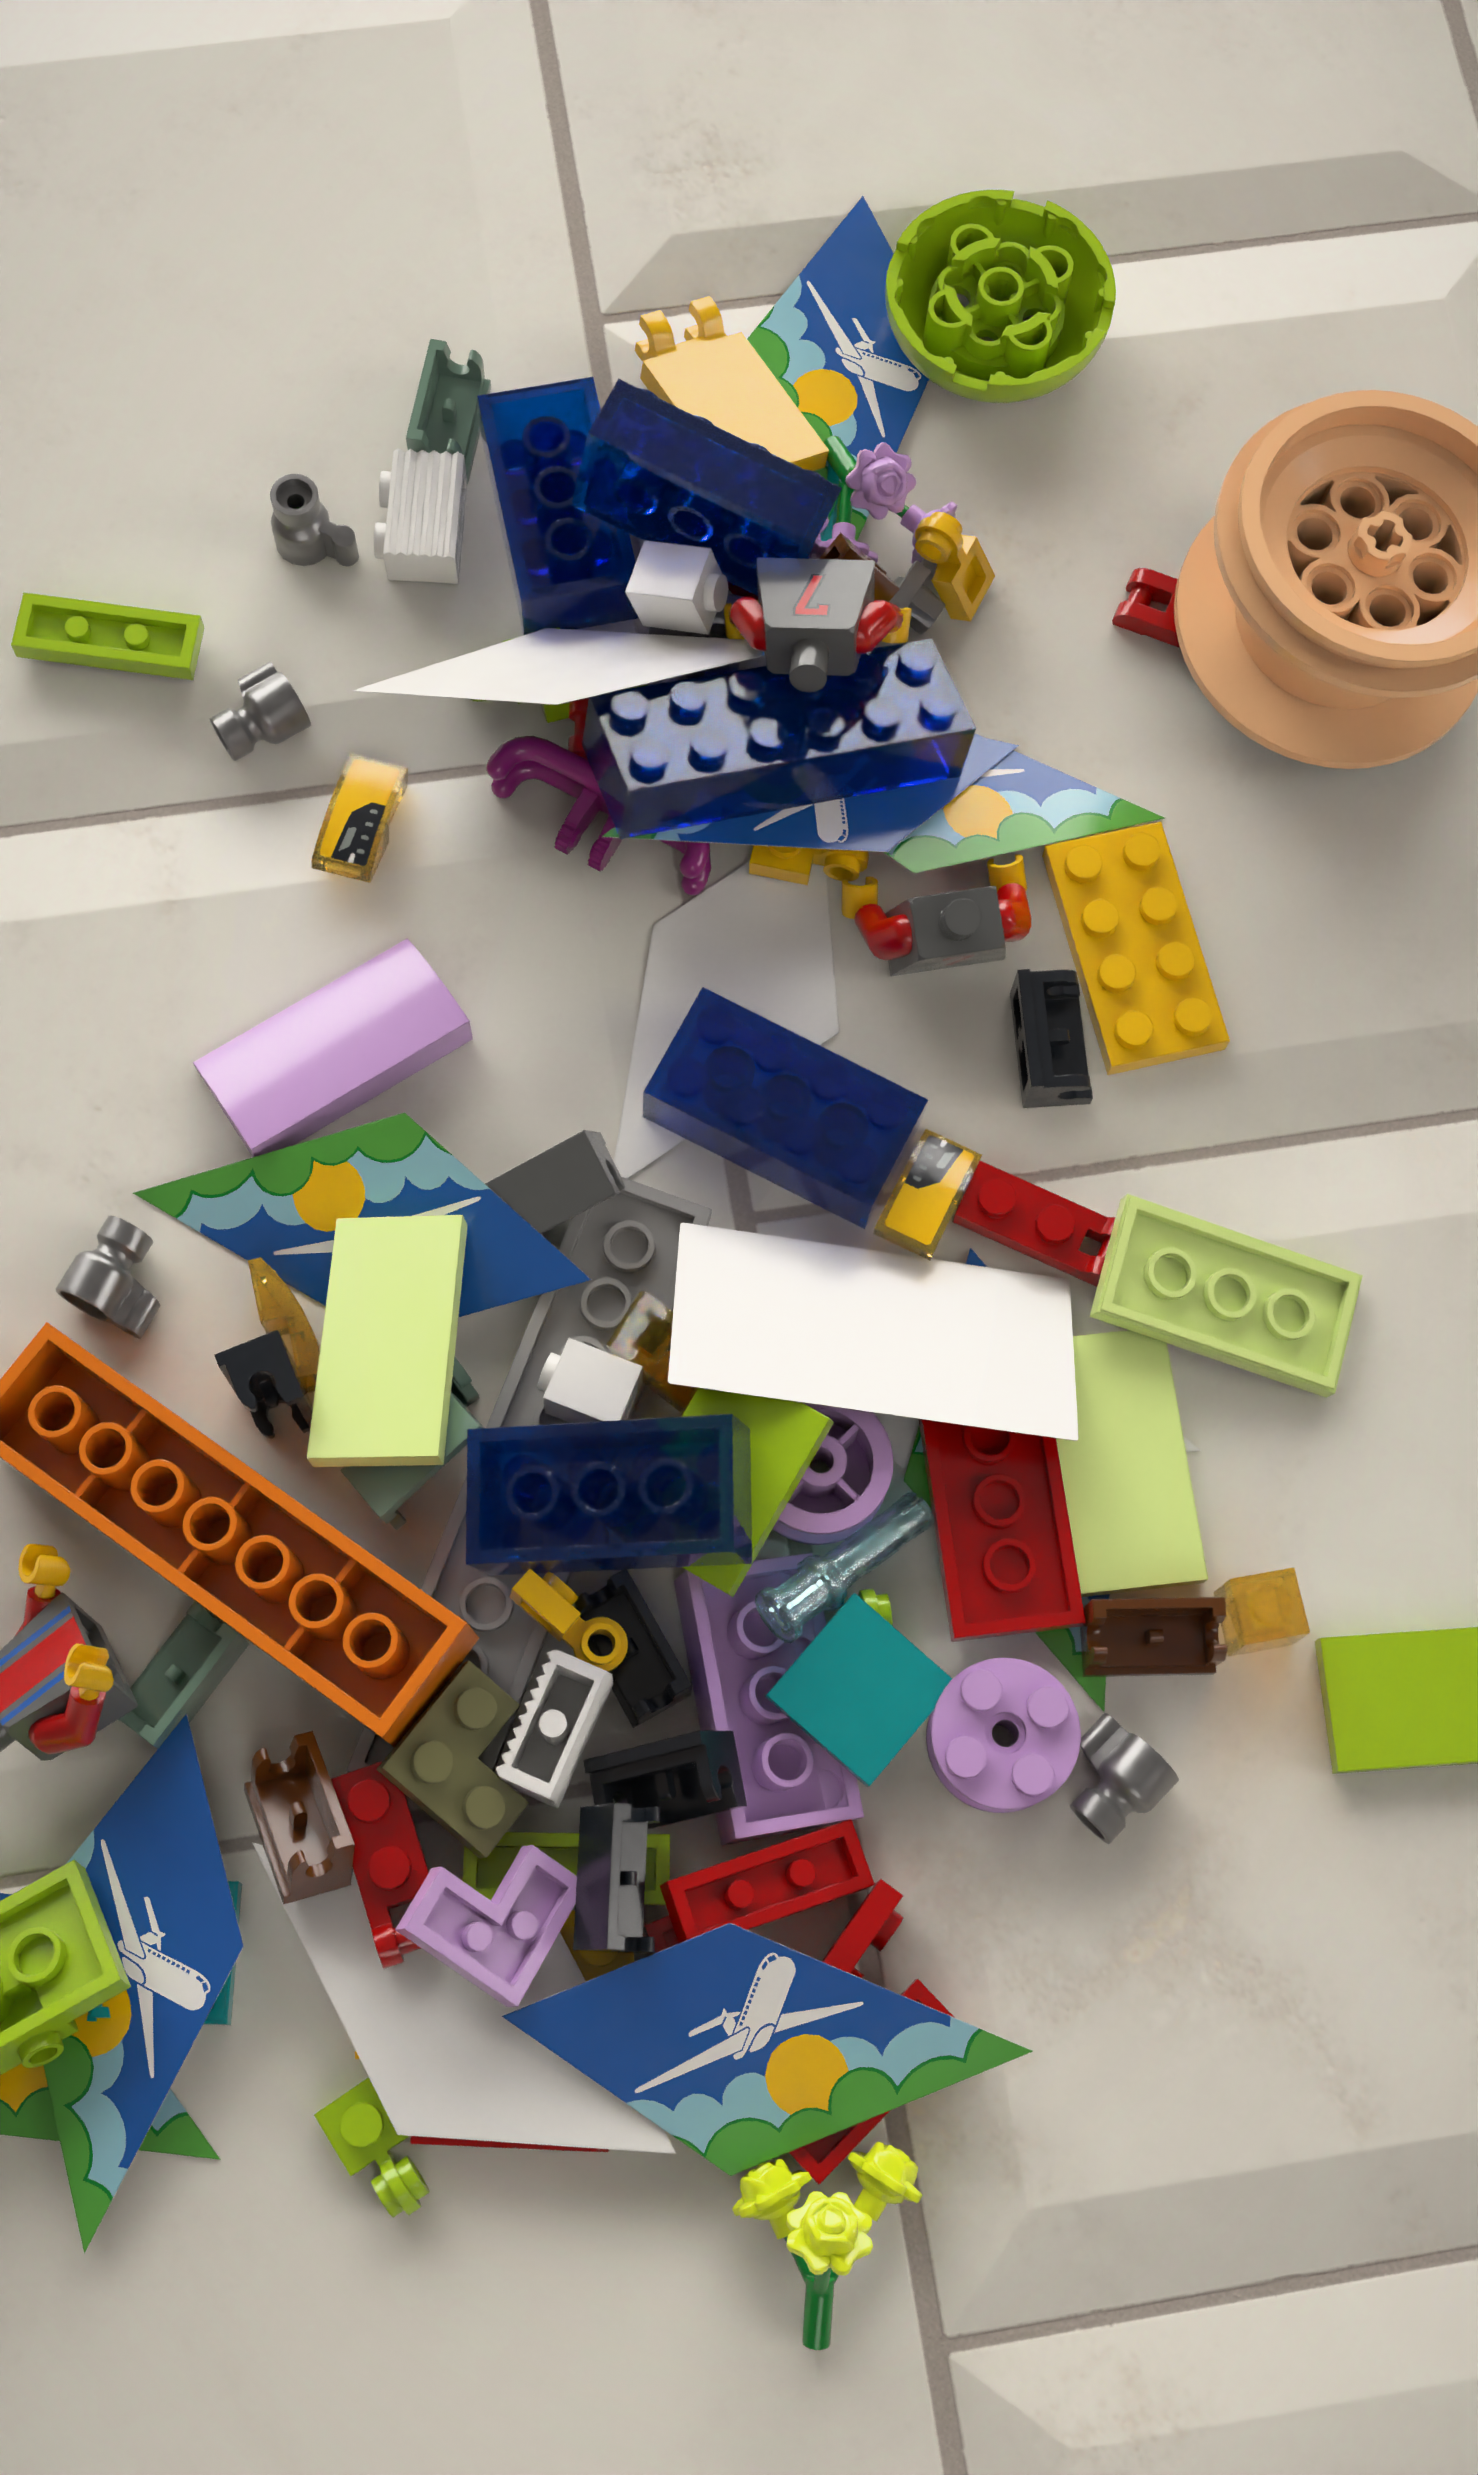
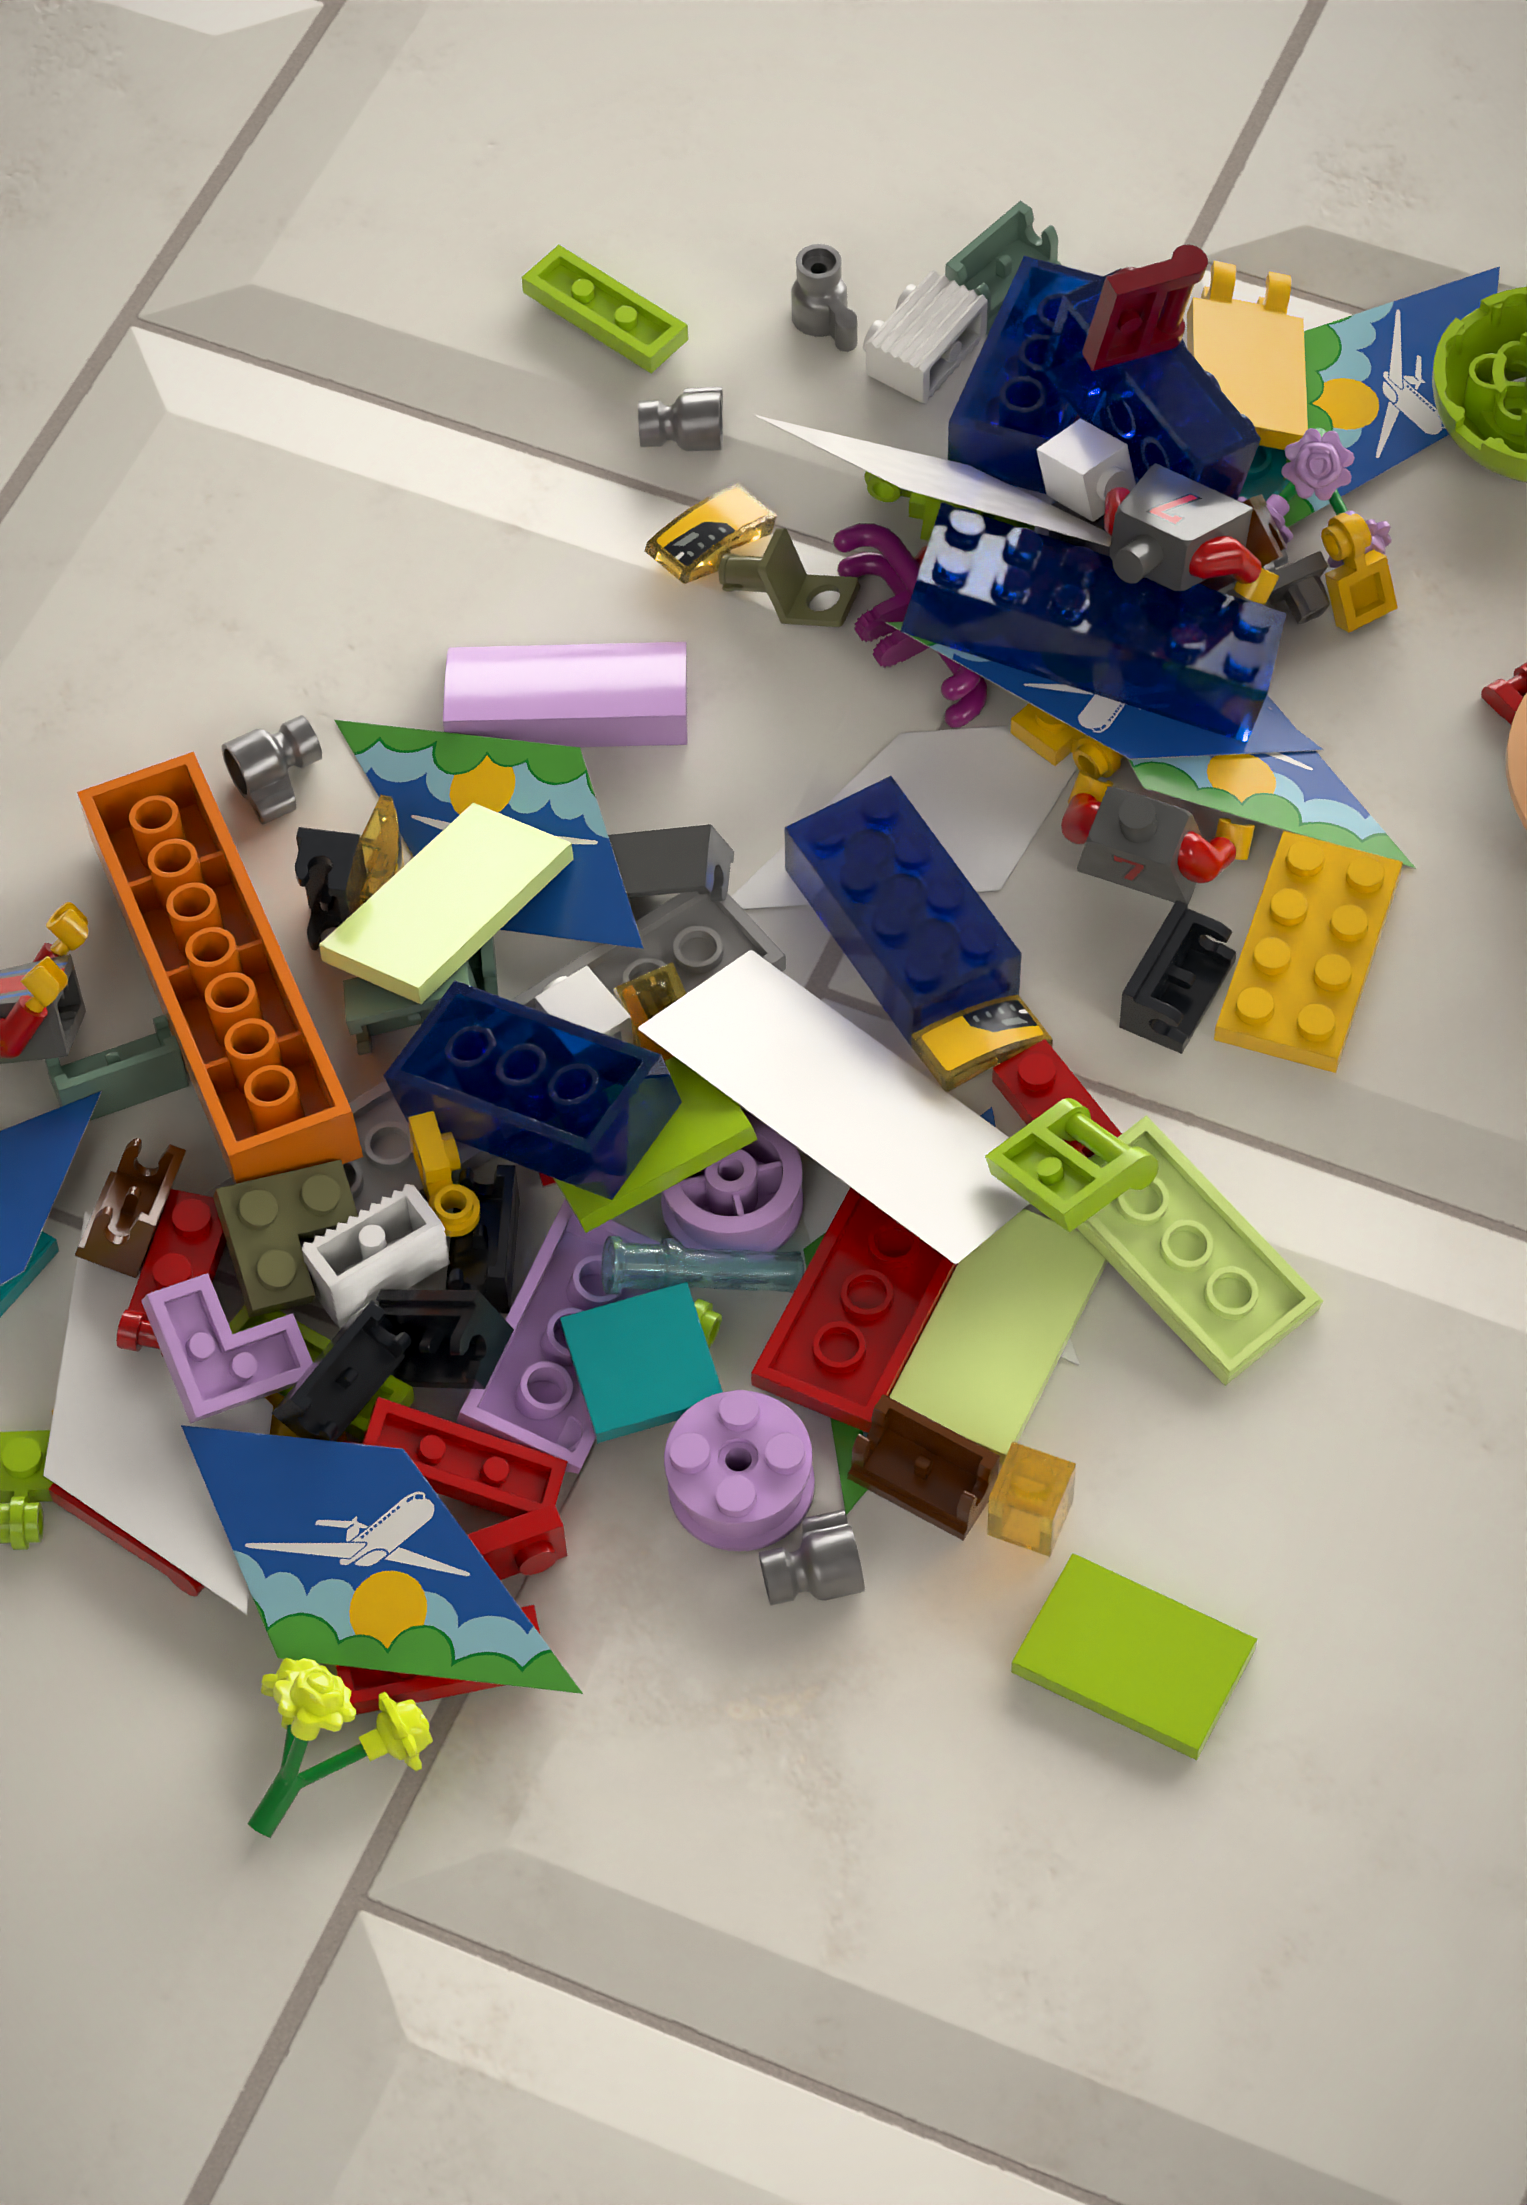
camera: 40 degrees right, 15 degrees down
(467, 833) = (788, 584): none -> olive bracket
(689, 415) = (1143, 309): none -> dark red plate
(1101, 1301) = (1058, 1176): none -> lime plate

